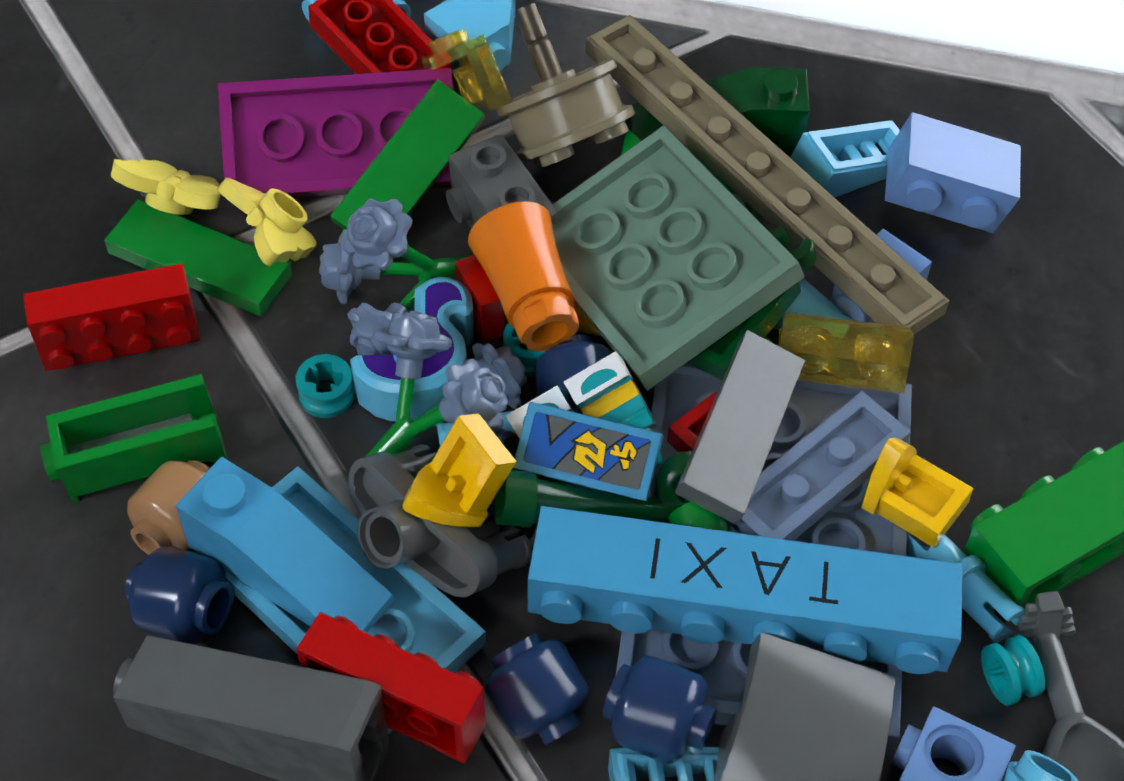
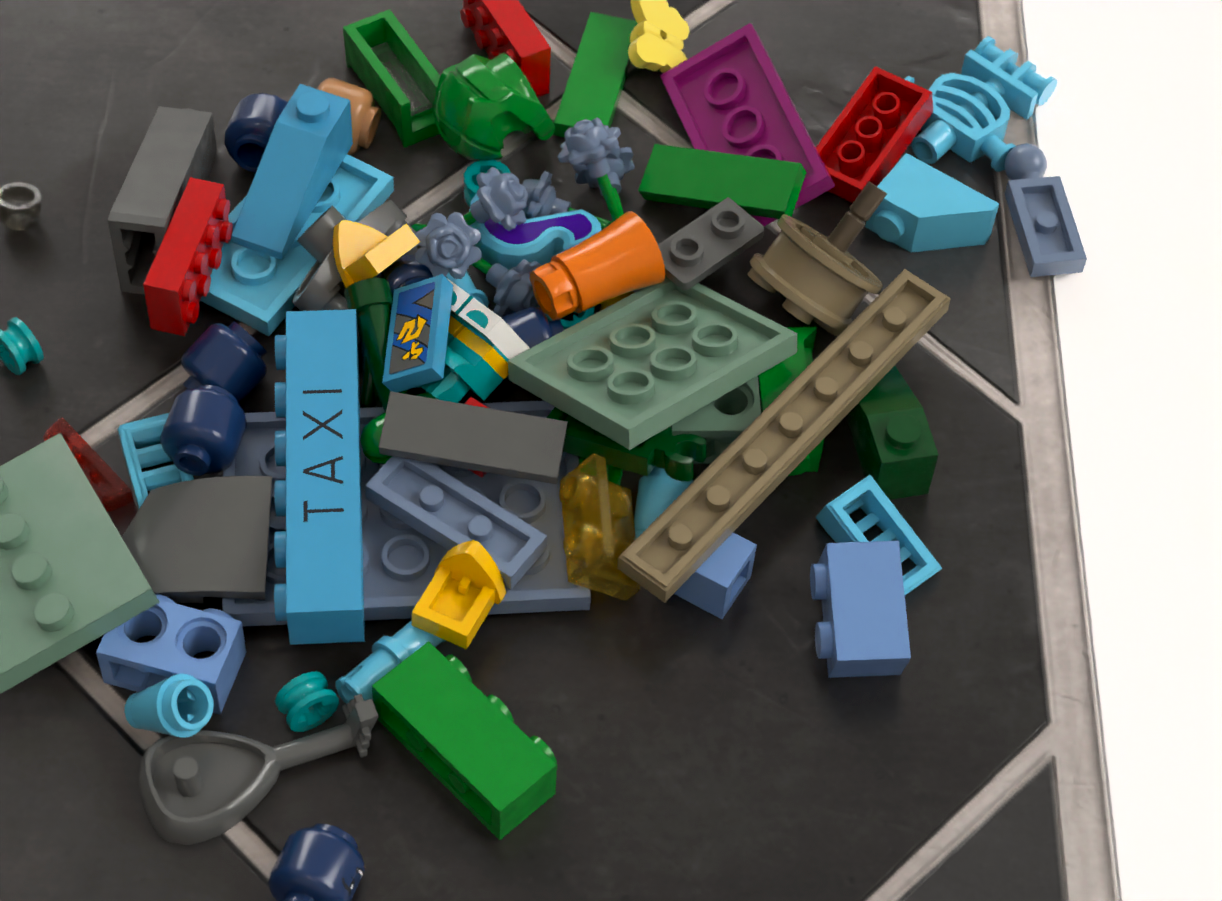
camera: 75 degrees right, 0 degrees up
(240, 343) = (485, 102): none -> green helmet
(276, 219) = (620, 109): light yellow animal -> none
(478, 75) = (821, 184): clear yellow bracket -> none

